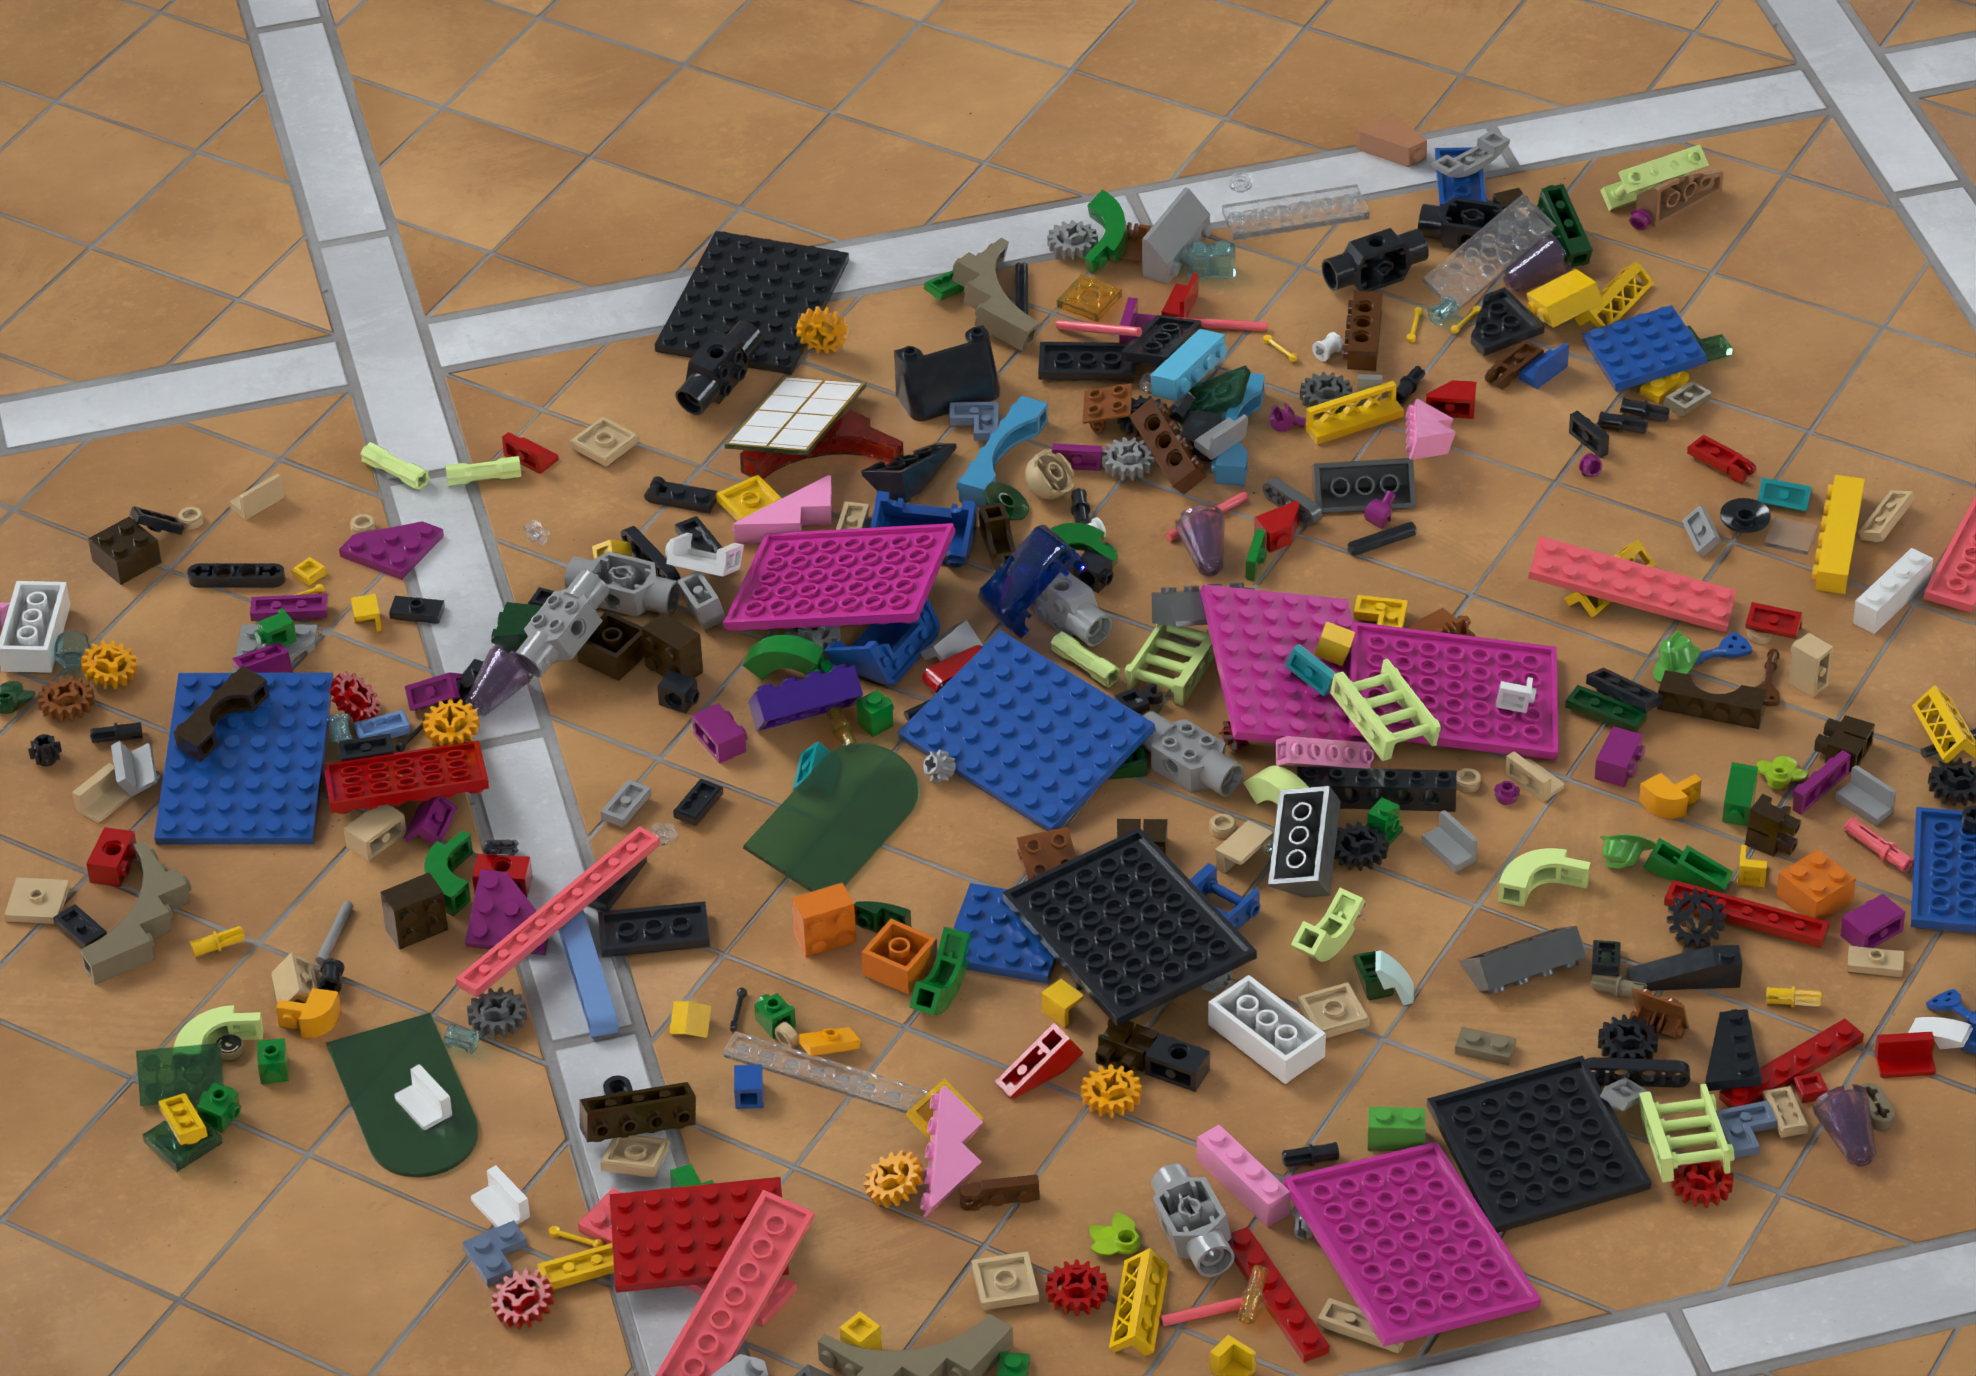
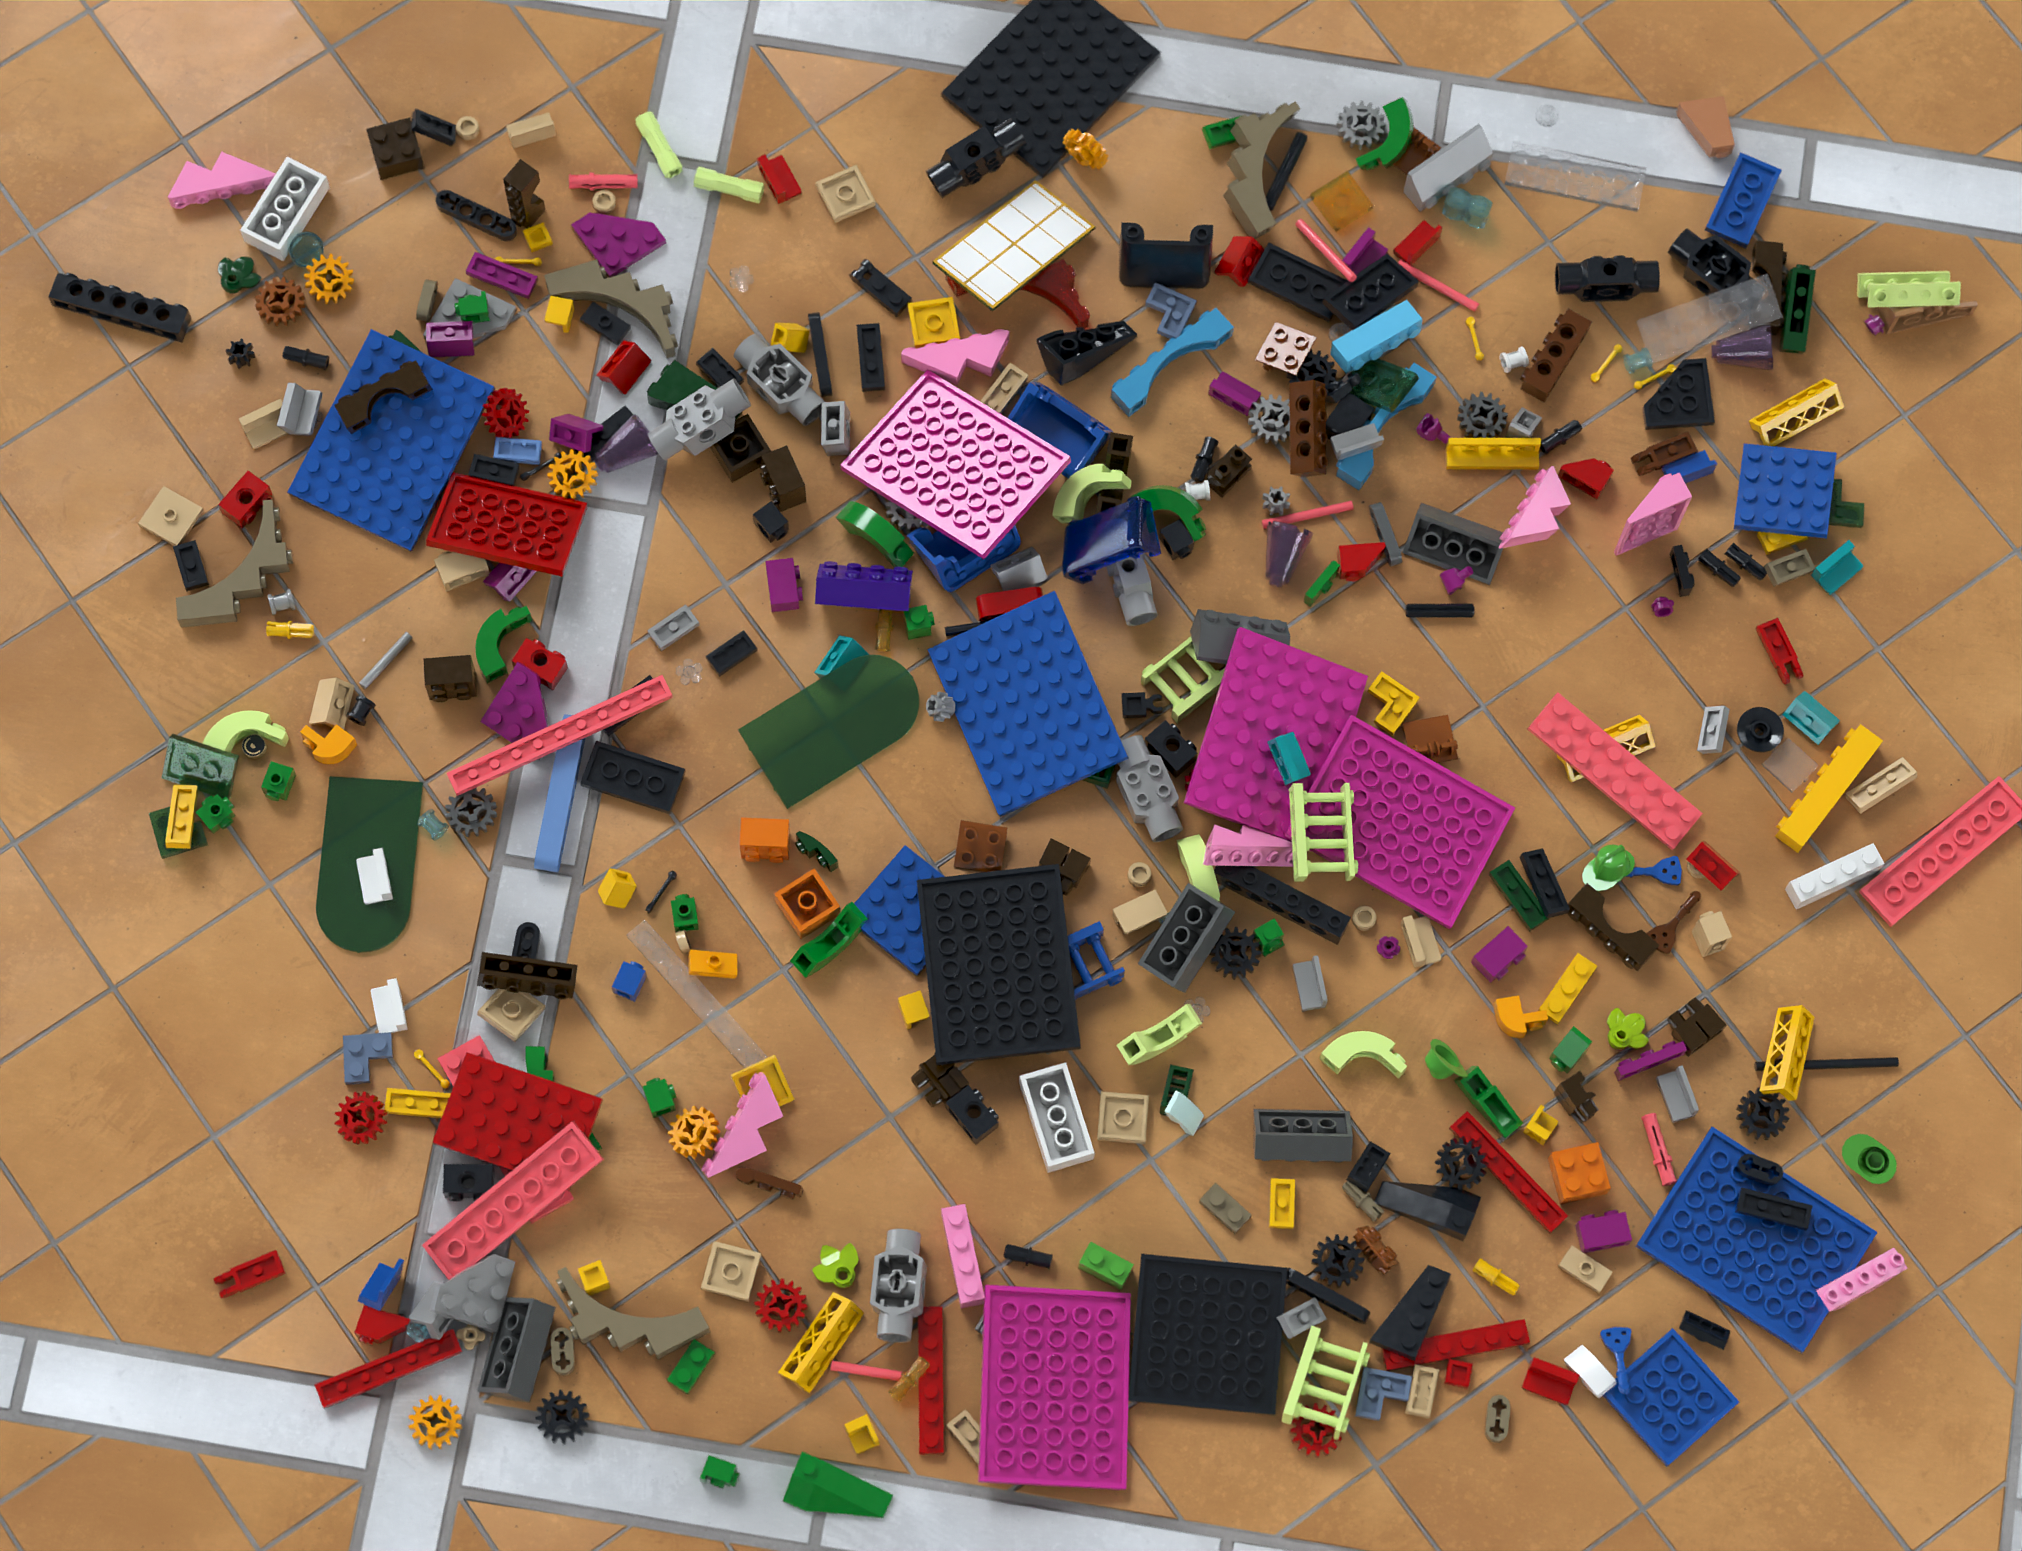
camera: 20 degrees right, 30 degrees up
(195, 922) = (281, 602): none -> light grey bush
(221, 649) = (427, 300): none -> dark tan beam
(278, 505) = (522, 202): none -> dark brown arch
(326, 517) = (603, 181): none -> coral pin
(339, 728) = (479, 443): clear light blue bush -> none
(421, 578) = (591, 283): none -> dark tan arch
(456, 629) = (624, 366): none -> red panel
(501, 846) = (550, 635): black axle -> none
(669, 1308) = (456, 1174): none -> black brick
(721, 563) = (853, 387): white panel -> none
(839, 1167) = (659, 1097): none -> green brick
(980, 552) = (1082, 486): none -> yellowish green arch
(1013, 500) = (1152, 424): dark green dish -> none
(1020, 361) = (1240, 259): none -> red panel
(1040, 1062) = (864, 1064): red slope -> none
(1049, 475) = (1193, 414): tan cylinder -> none
(1072, 650) = (1125, 651): yellowish green axle -> none
(1111, 503) = (1229, 470): none -> dark brown hips
(1111, 1091) = (912, 1127): light orange gear -> none
(1169, 511) = (1270, 498): none -> light grey gear
(1199, 713) = (1174, 761): none -> black brick
(1334, 643) = (1321, 735): yellow panel -> none
(1487, 150) = (1762, 186): light grey slope -> none
(1515, 696) = (1441, 858): white bracket -> none
(1540, 1018) = (1282, 1203): none -> yellow plate
(1541, 384) = (1656, 514): none -> bright pink slope
(1564, 298) = (1745, 402): yellow brick -> none
(1703, 758) = (1568, 988): none -> yellow plate
(1728, 388) = (1837, 568): none -> teal panel
(1848, 1122) = (1460, 1435): clear purple cone -> none

